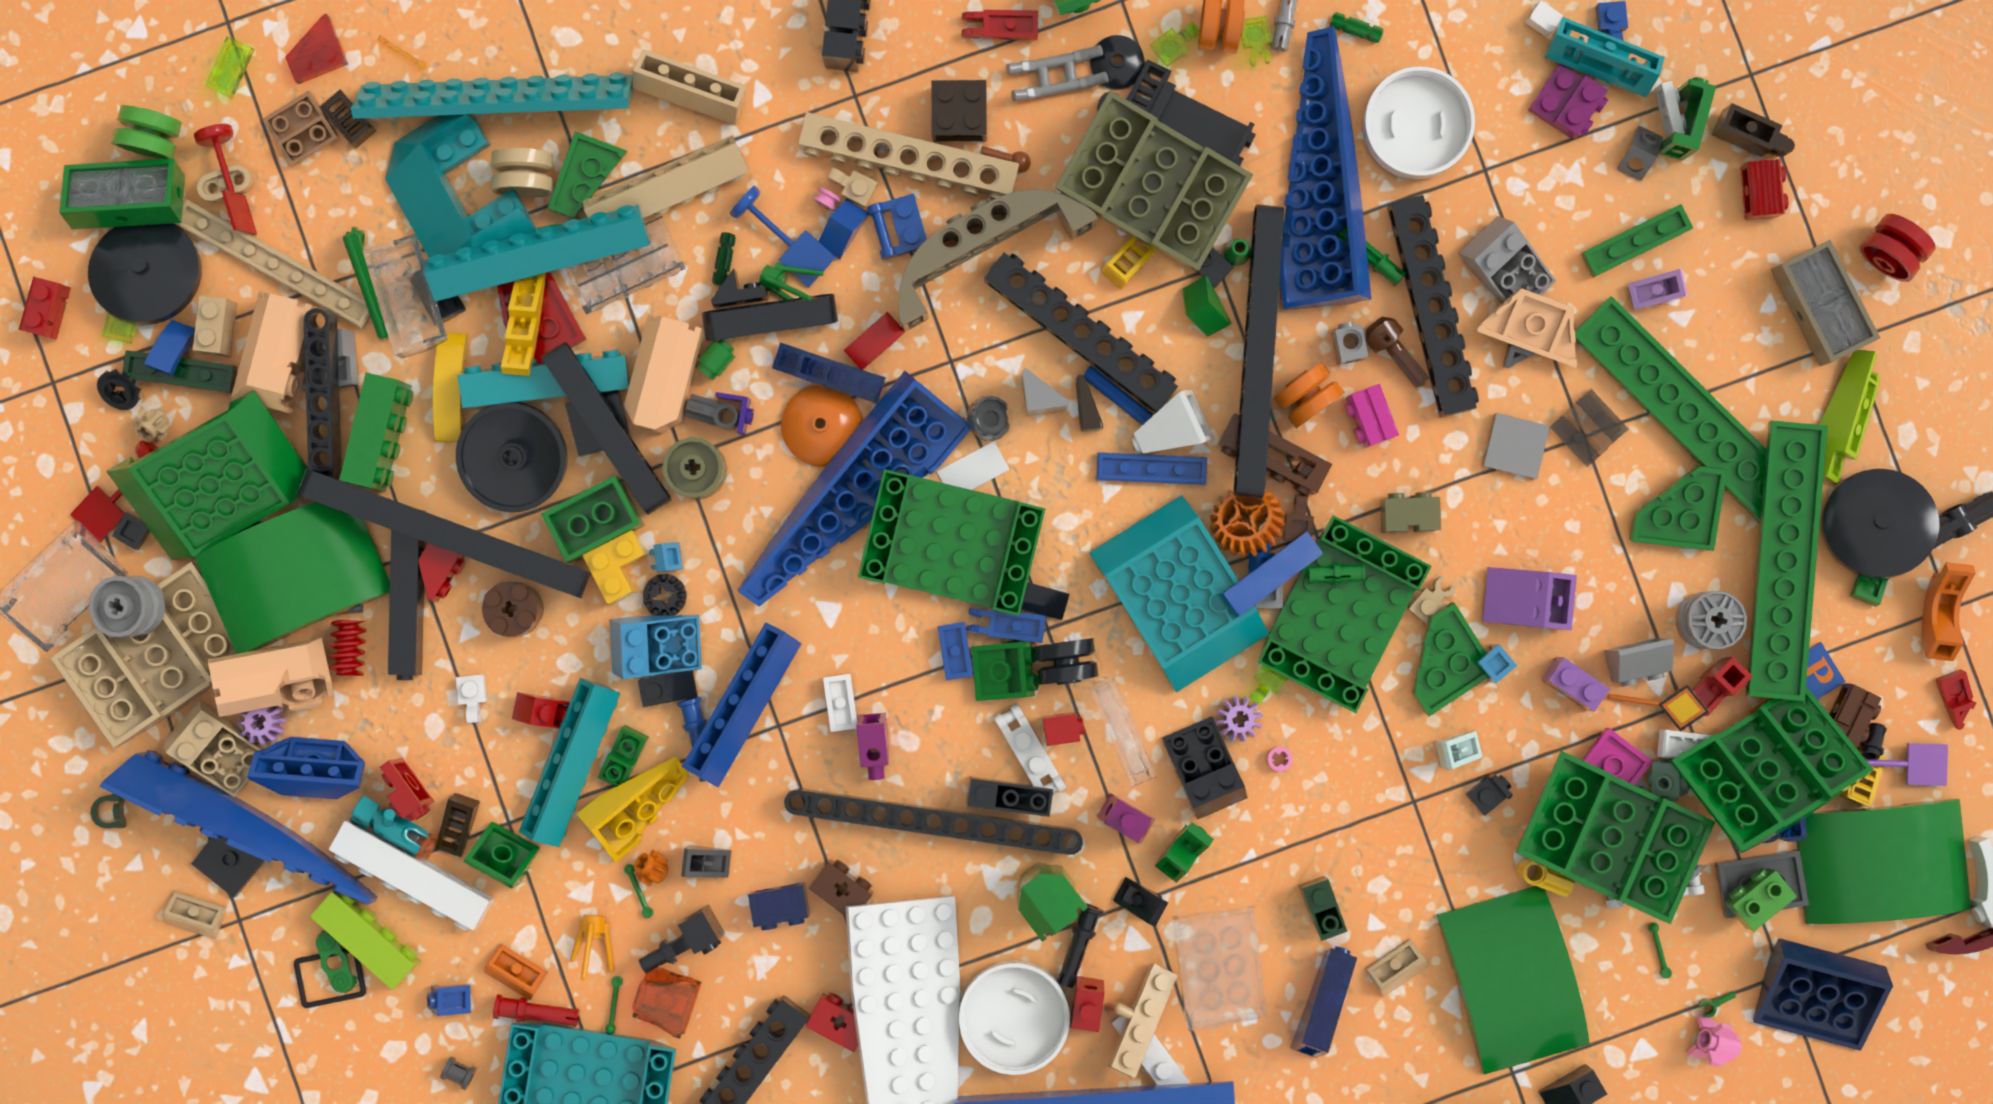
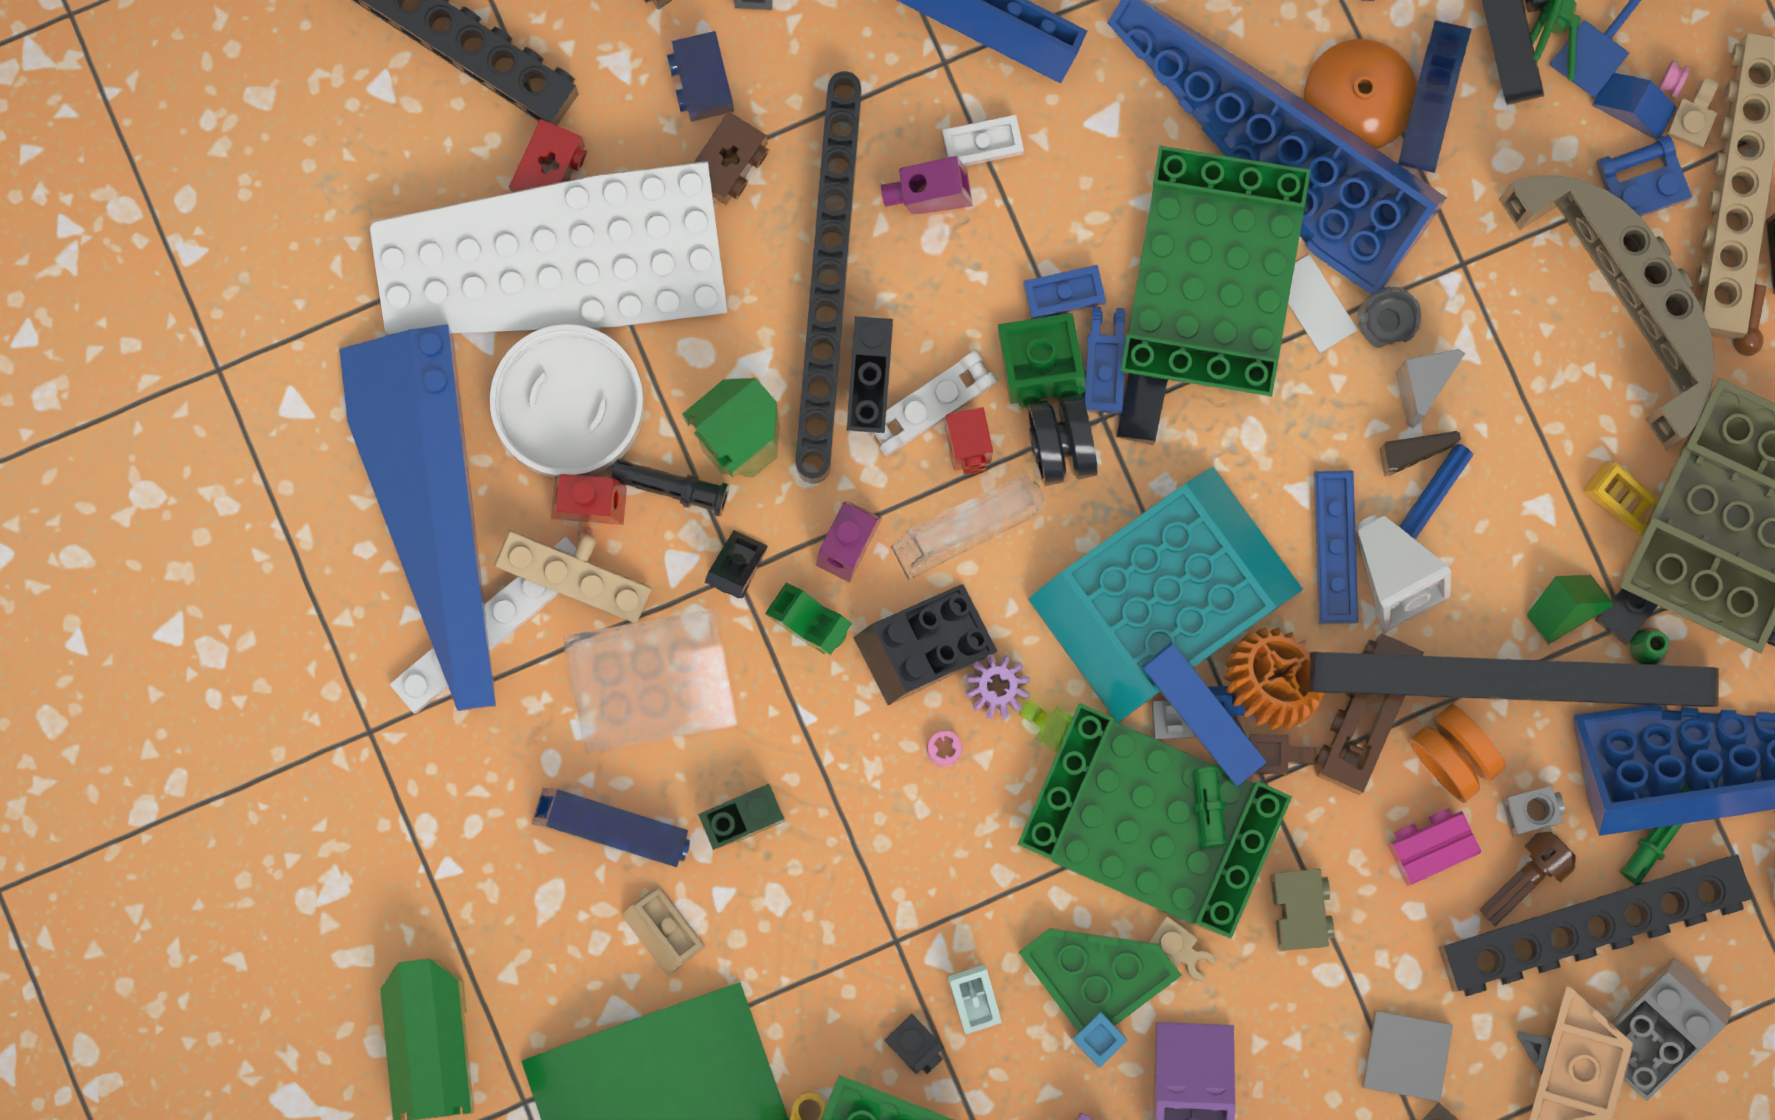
camera: 80 degrees right, 5 degrees down
(874, 341) = (1483, 155): red slope -> none
(1012, 265) = (1584, 320): black brick -> none

